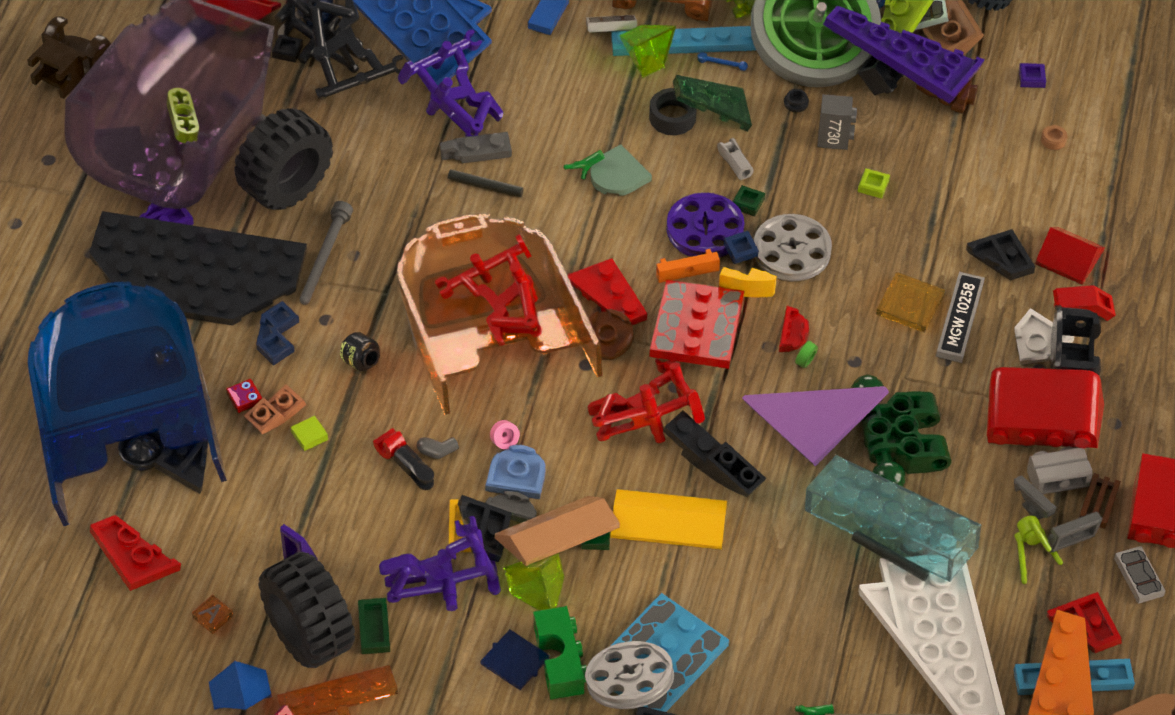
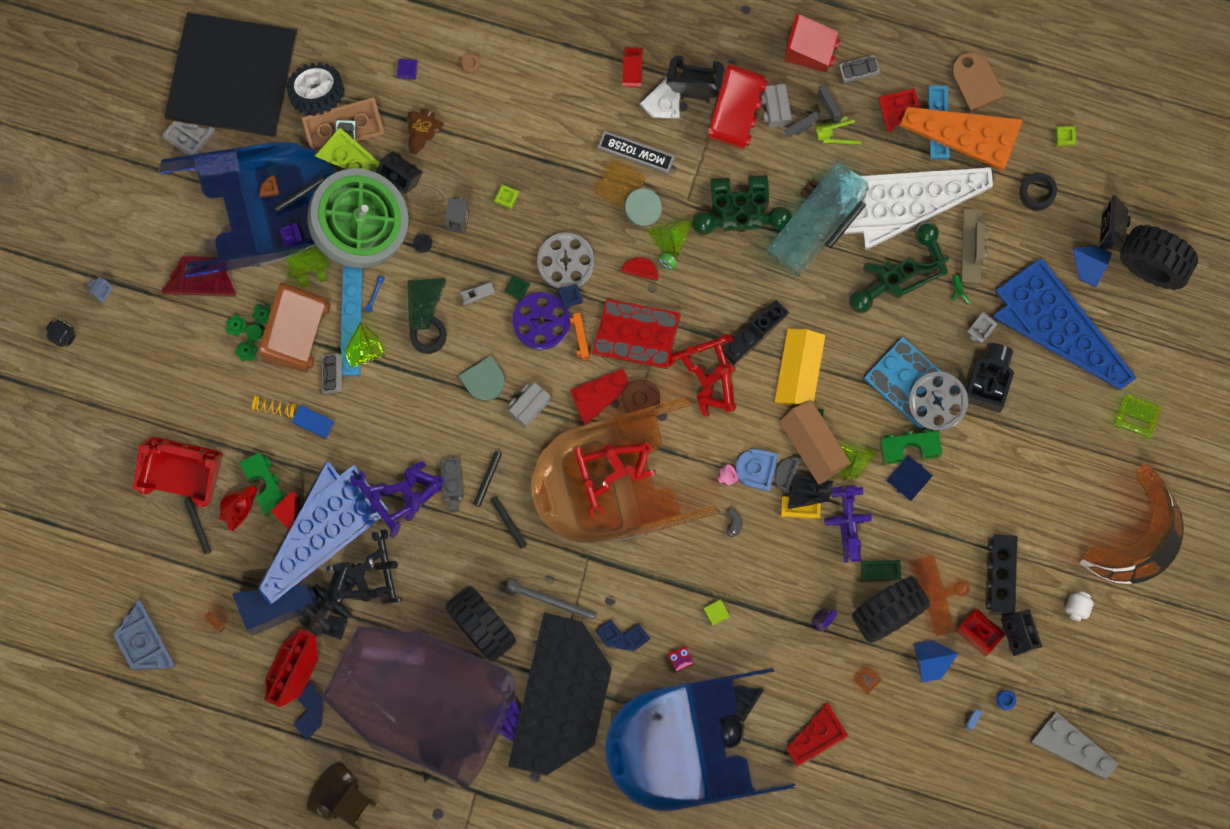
camera: 85 degrees left, 25 degrees up
(180, 123) = (401, 714): lime beam -> none
(274, 412) = (695, 637): nougat slope -> none
(360, 351) = (649, 574): black head -> none
(394, 444) = (733, 554): black piece -> none
(427, 207) = (508, 522): none -> pearl dark grey piece
(586, 163) = (477, 402): green bar -> none
(587, 215) = (528, 404): none -> light grey brick
(755, 284) = (601, 291): yellow slope -> none
(816, 419) = (727, 262): medium lavender tile -> none
(844, 355) = (670, 236): none -> clear neon green slope
(880, 323) = (642, 207): none -> sand green tile
(890, 661) = (925, 234): none -> dark green piece
(908, 53) = (405, 147): dark purple wing -> none
(1003, 254) = (583, 114): black wing -> none
(1068, 254) = (583, 68): red slope -> none
(1105, 484) = (815, 84): reddish brown tile -> none

